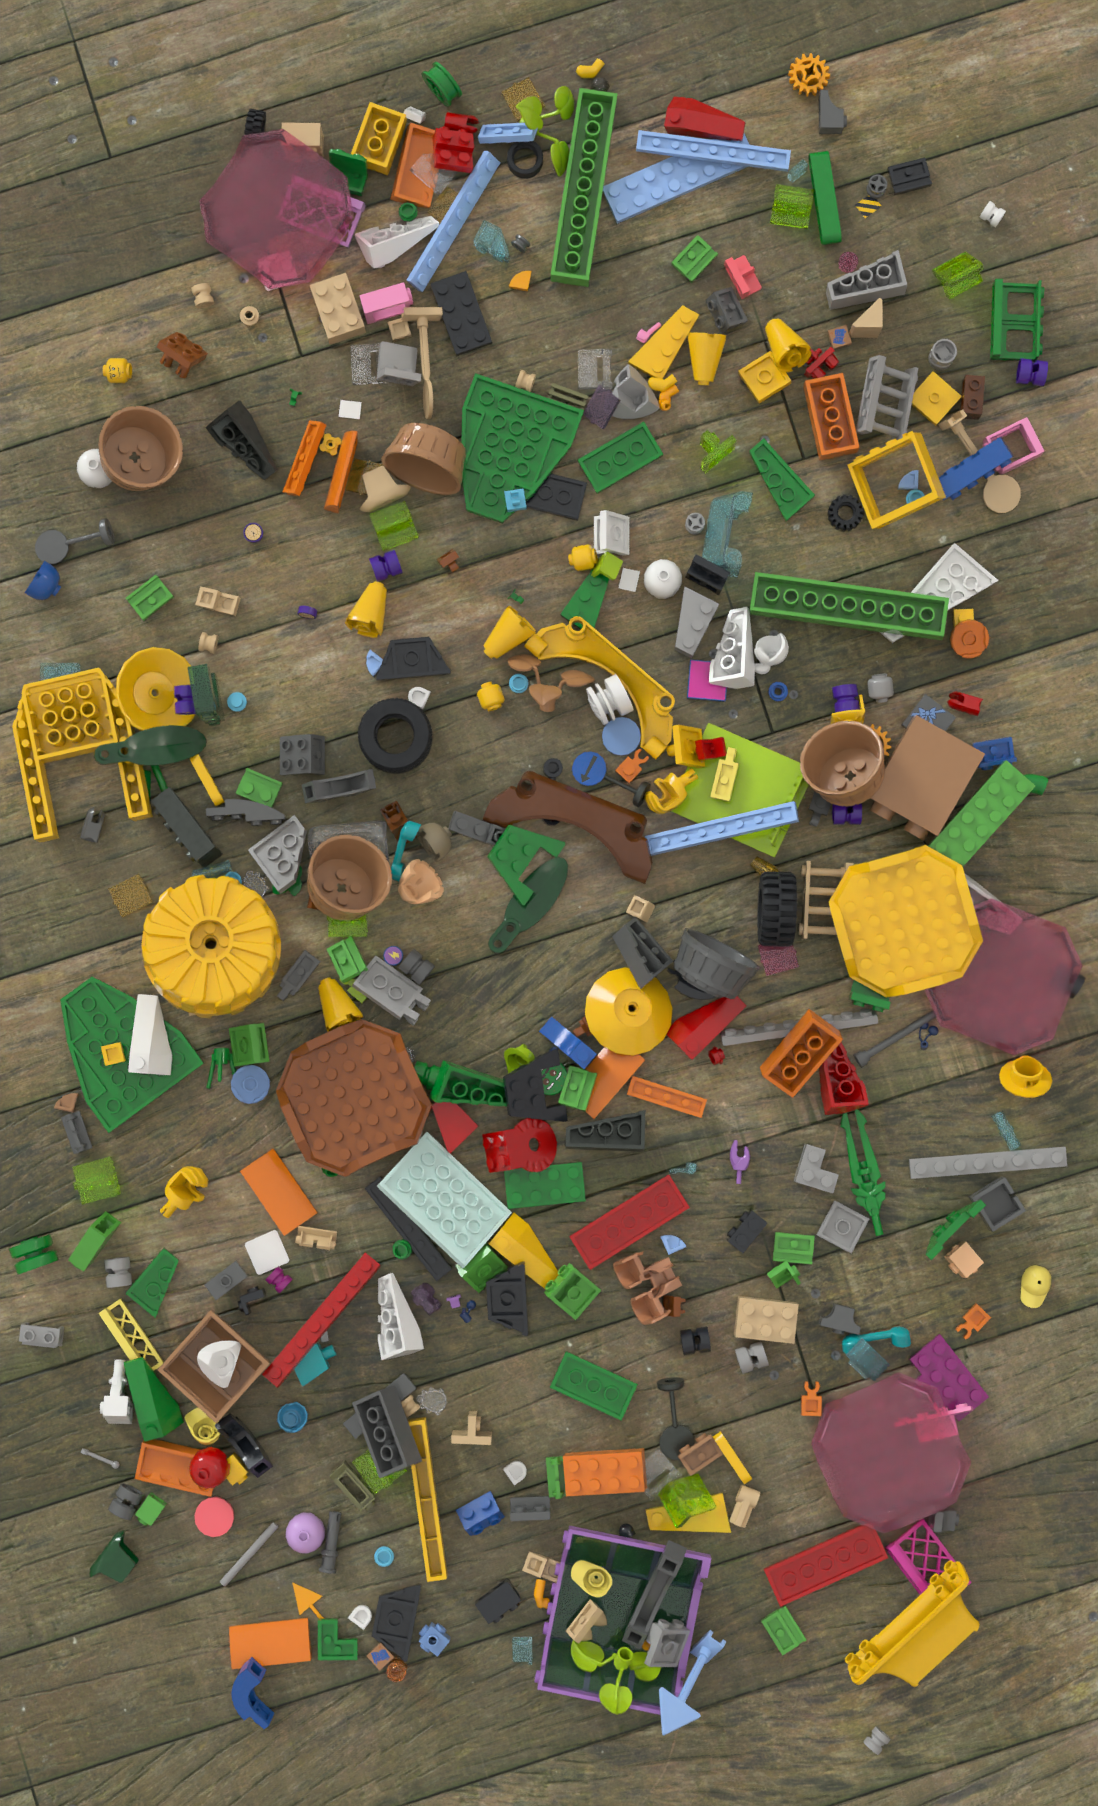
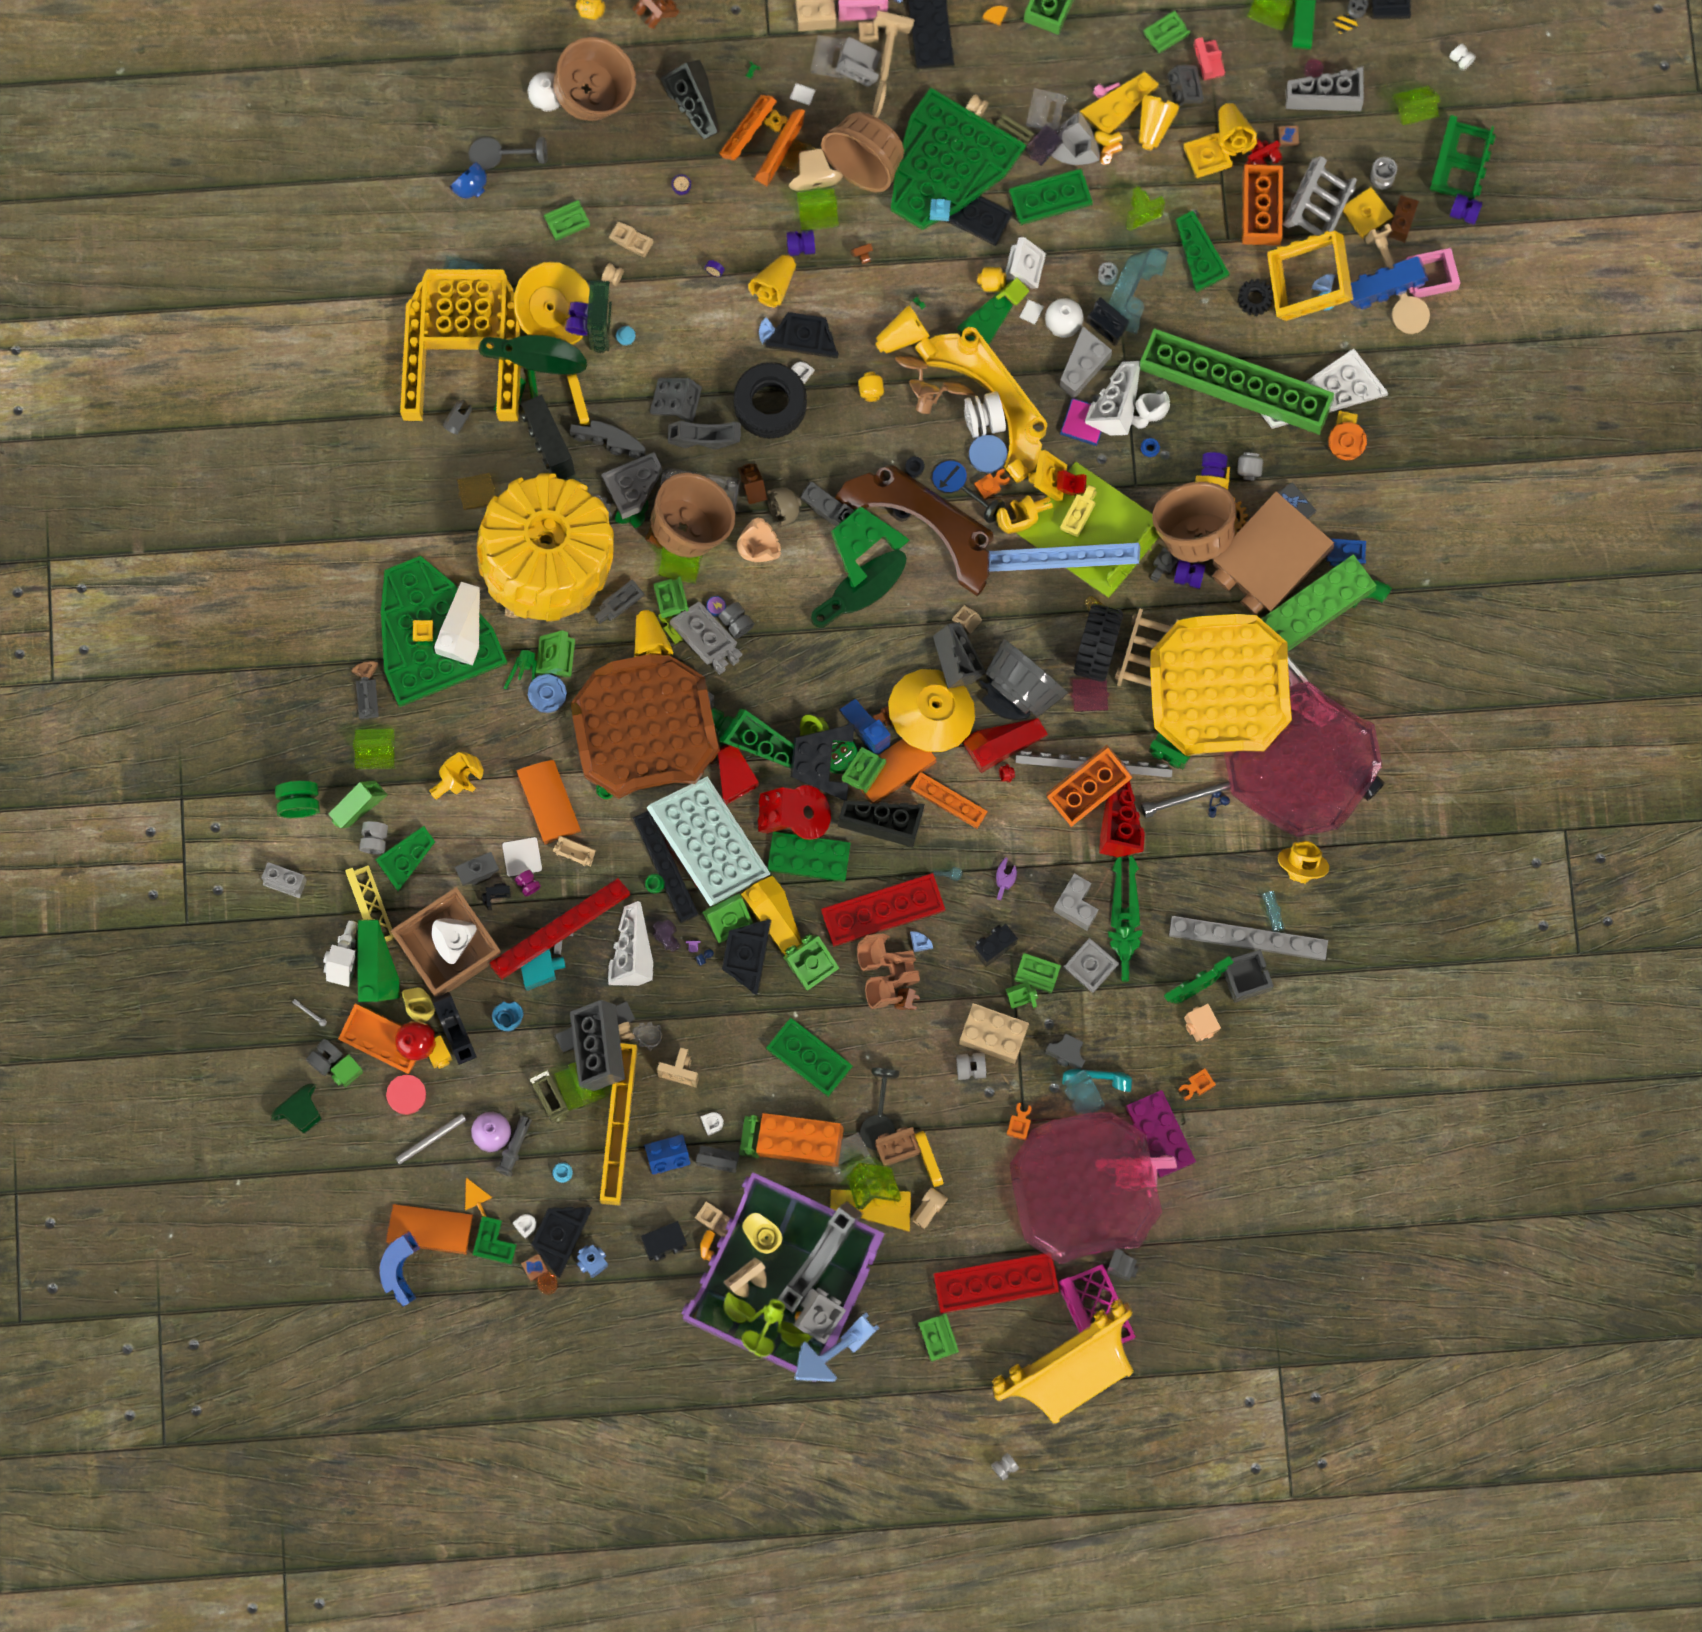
camera: 10 degrees right, 10 degrees down
(259, 788) = (626, 419): bright green plate -> none
(408, 833) = (759, 489): teal piece -> none
(518, 683) = (901, 381): medium azure plate -> none
(522, 1649) = (676, 1295): clear light blue panel -> none
(688, 1341) = (914, 1032): black wheel -> none
(869, 323) = (1317, 127): tan slope -> none
(964, 703) = (1328, 499): red piece -> none
(1031, 1292) = (1264, 1071): light yellow cap -> none

